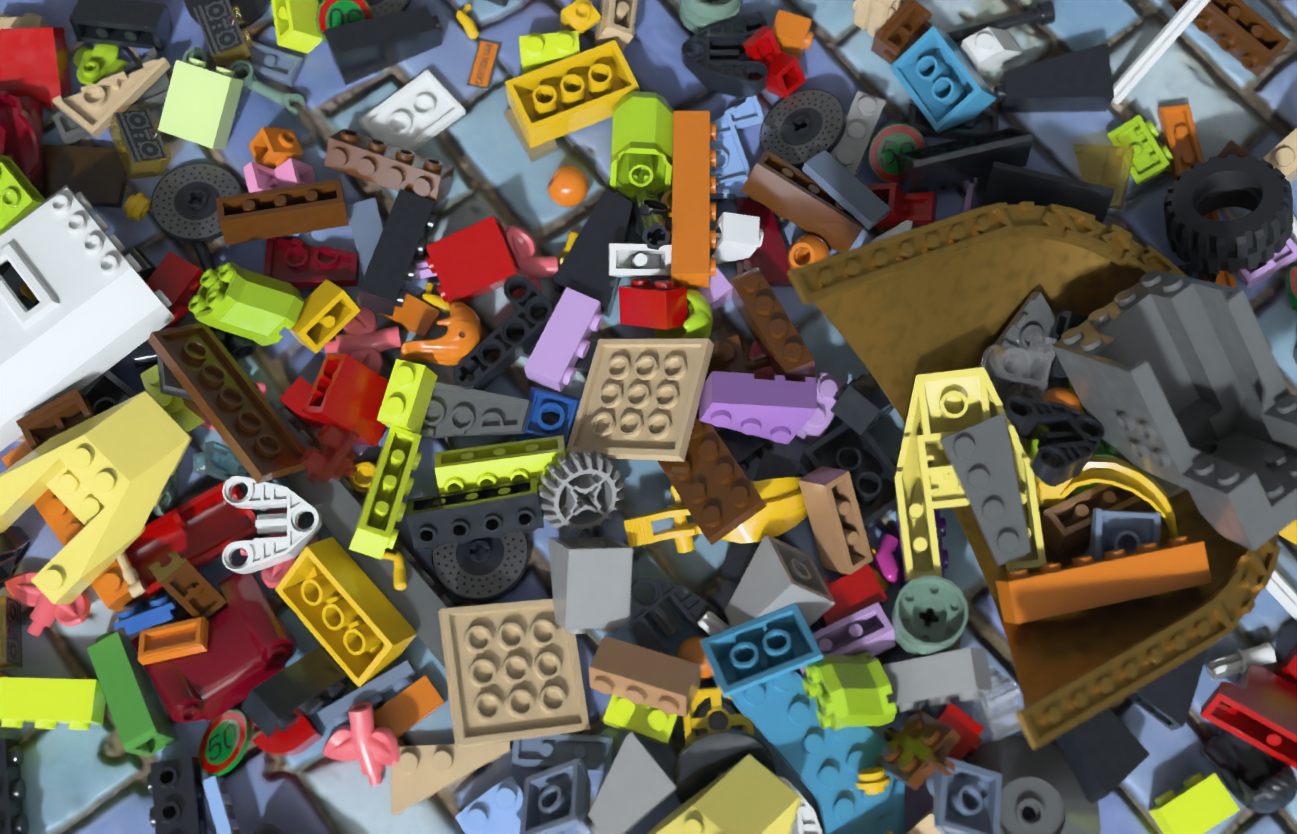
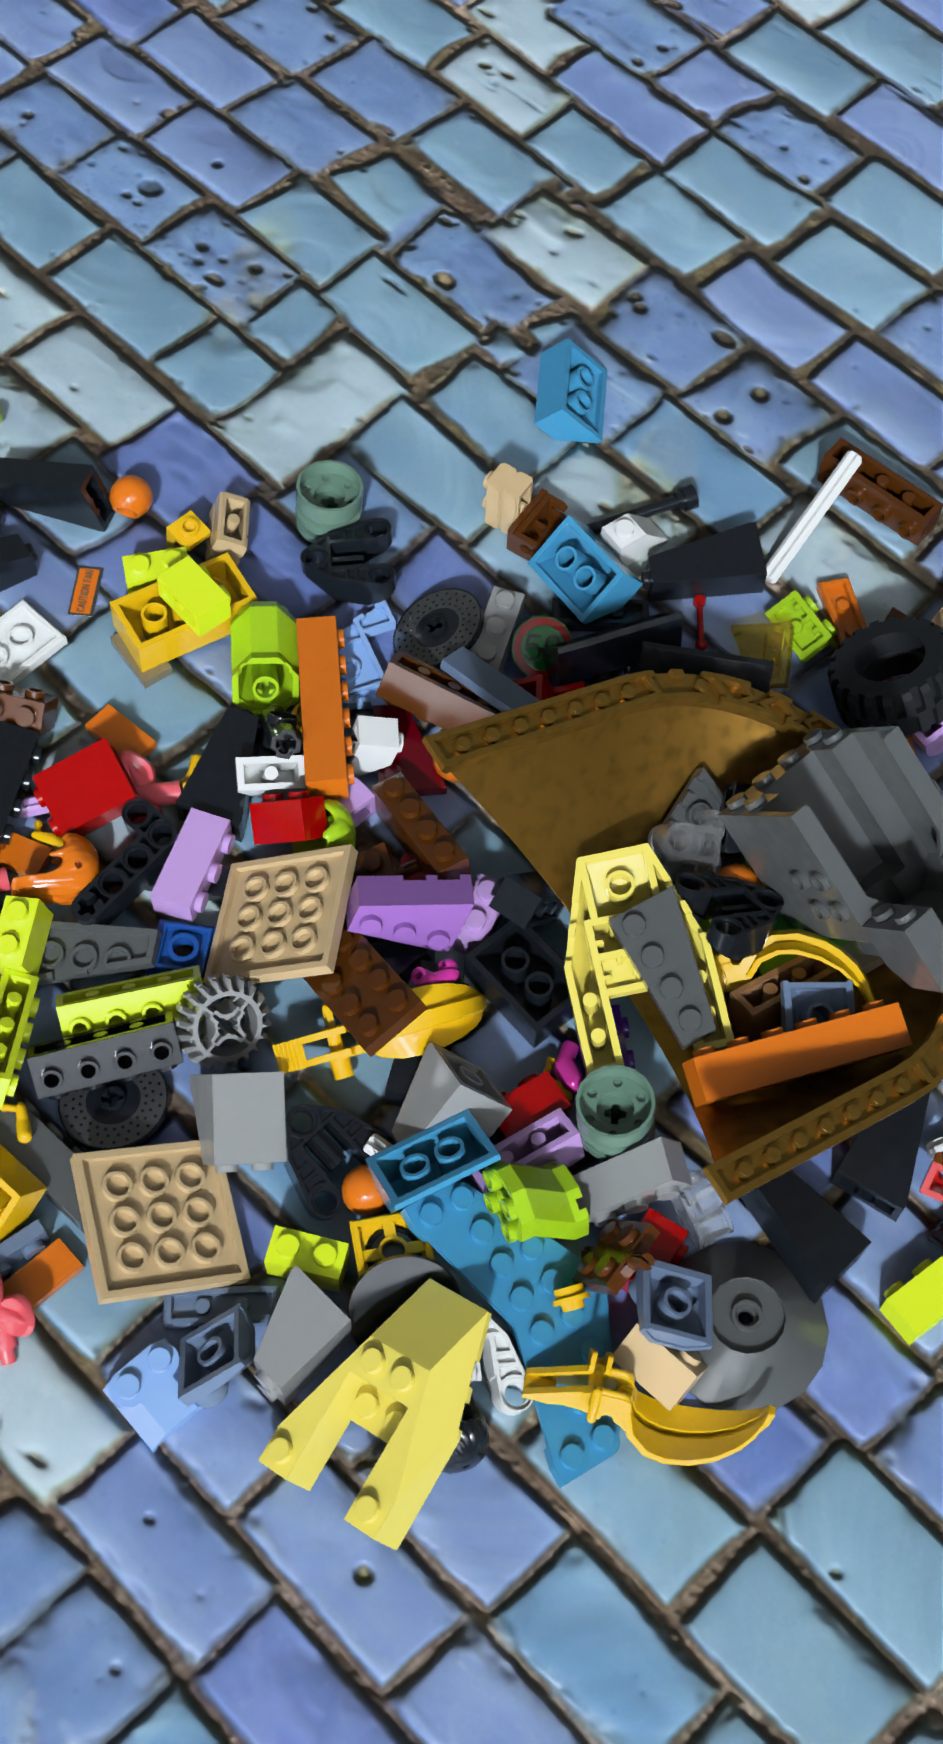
camera: 10 degrees left, 10 degrees down
(433, 767) = (69, 1340): tan wing -> none
(467, 22) = (64, 549): yellow piece -> none
(507, 205) = (120, 732): none -> orange tile
(568, 186) = (186, 707): orange piece -> none
(582, 82) = (194, 595): none -> neon yellow brick
(644, 676) = (307, 1207): medium nougat brick -> none
(768, 471) = (447, 974): none -> dark pink arm
(783, 69) = (412, 572): red brick -> none
(792, 33) = (418, 537): orange brick -> none
(835, 519) = (506, 1024): medium nougat brick -> none
(1045, 117) = (699, 602): none -> red hinge

